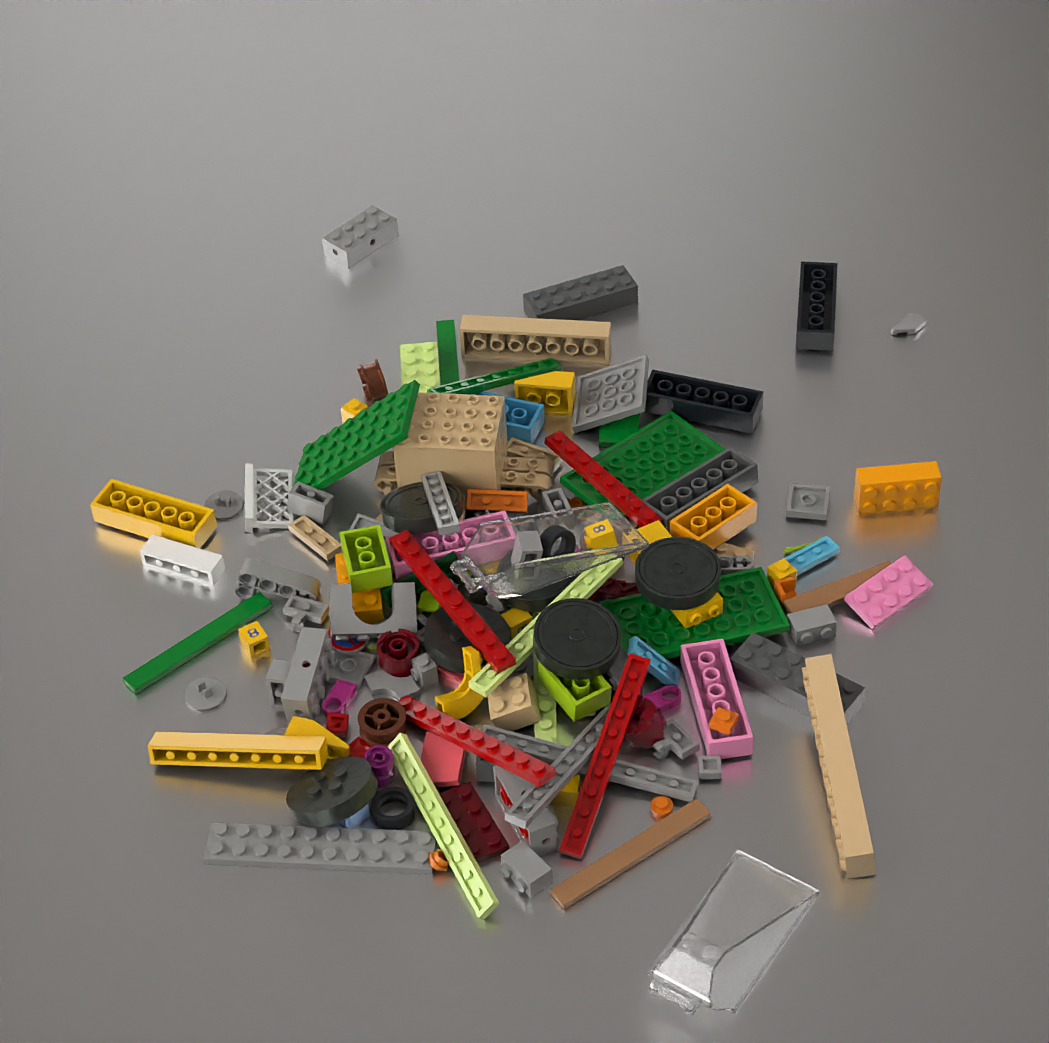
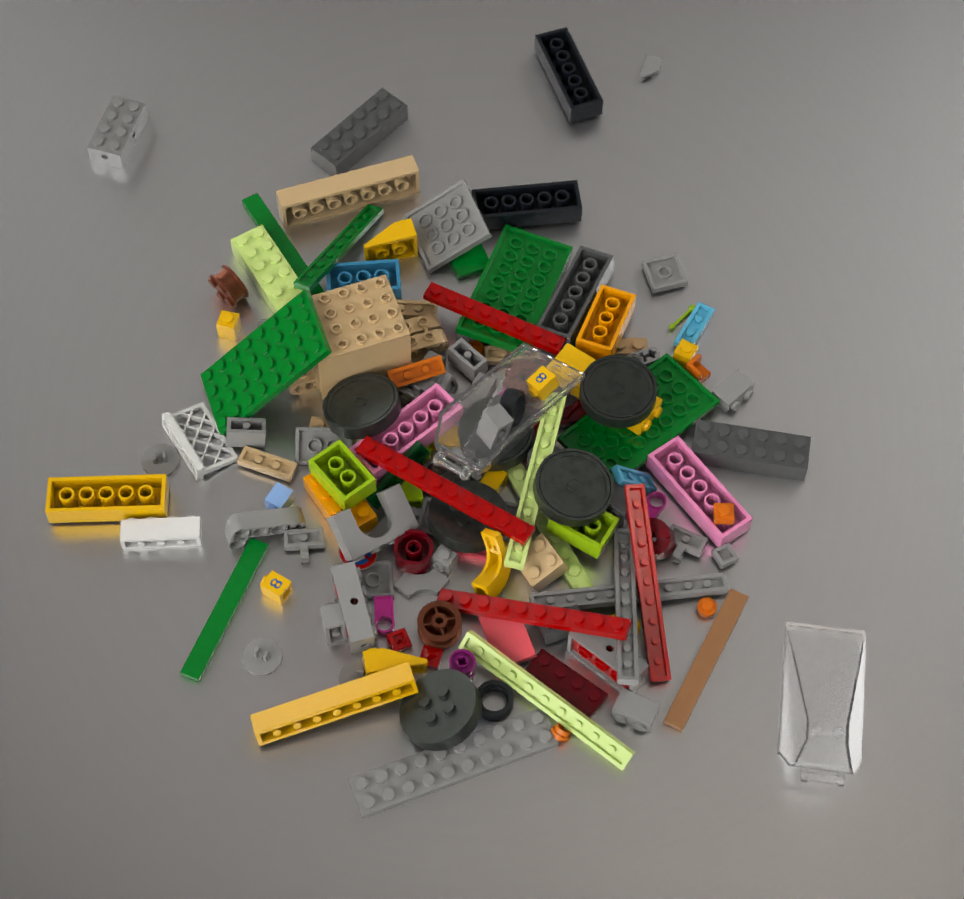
camera: 30 degrees left, 15 degrees up
(307, 565) = (279, 497): none -> light blue brick
(440, 503) = (387, 401): light grey plate -> none
(833, 592) = (737, 349): medium nougat tile -> none
(838, 767) = (835, 519): tan brick -> none
(888, 592) = (774, 337): bright pink plate -> none
(897, 487) = (732, 236): light orange brick -> none

